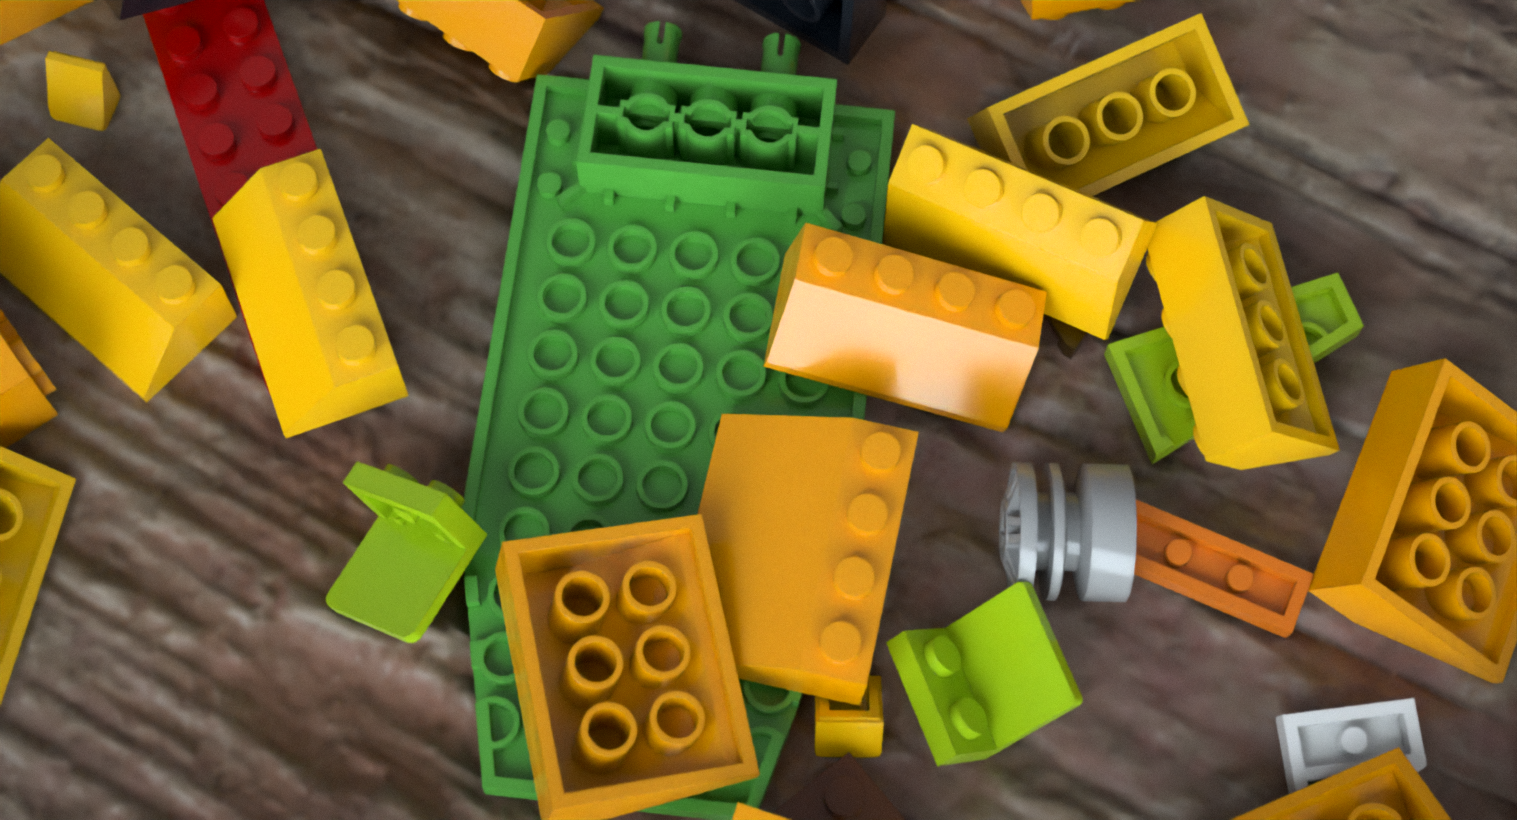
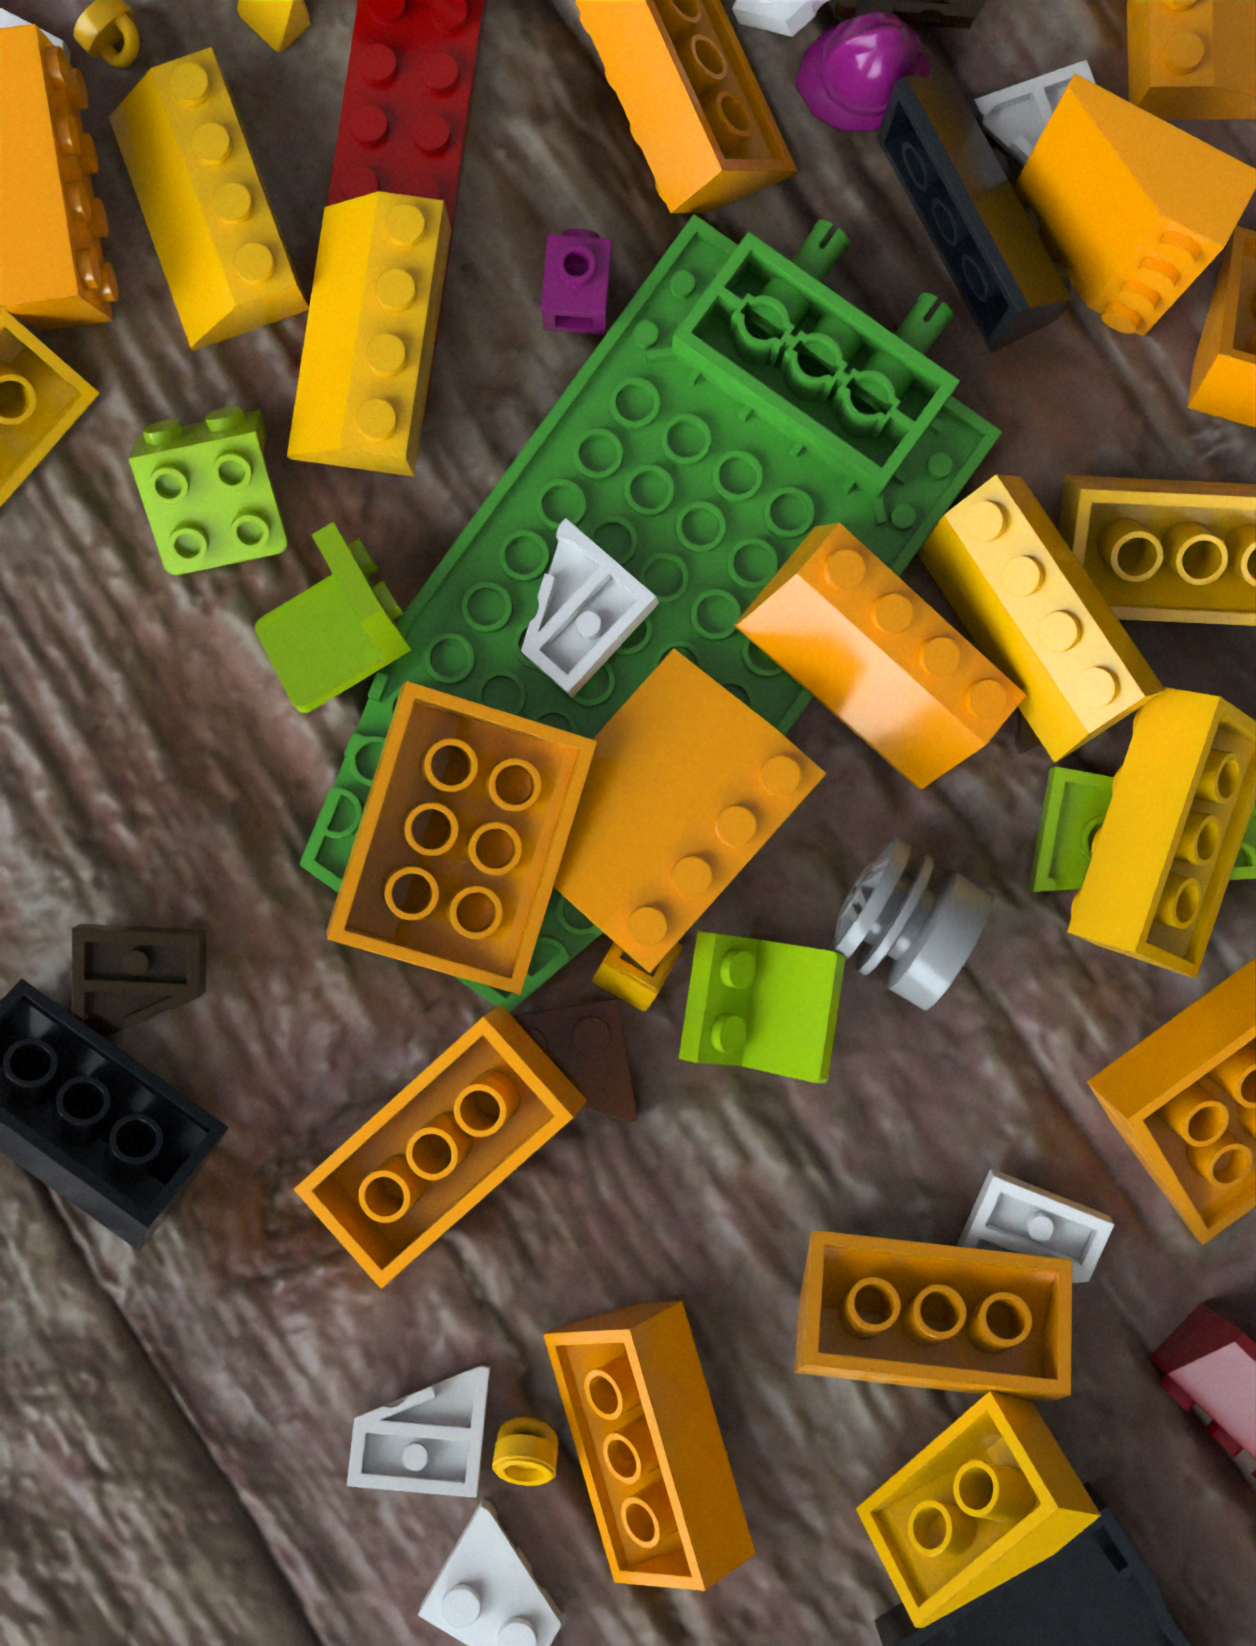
camera: 30 degrees right, 20 degrees up
(226, 506) = (208, 490): none -> lime bracket
(468, 172) = (576, 282): none -> magenta brick
(624, 422) = (583, 611): none -> white wing
(1219, 571) = (1023, 1021): orange plate -> none

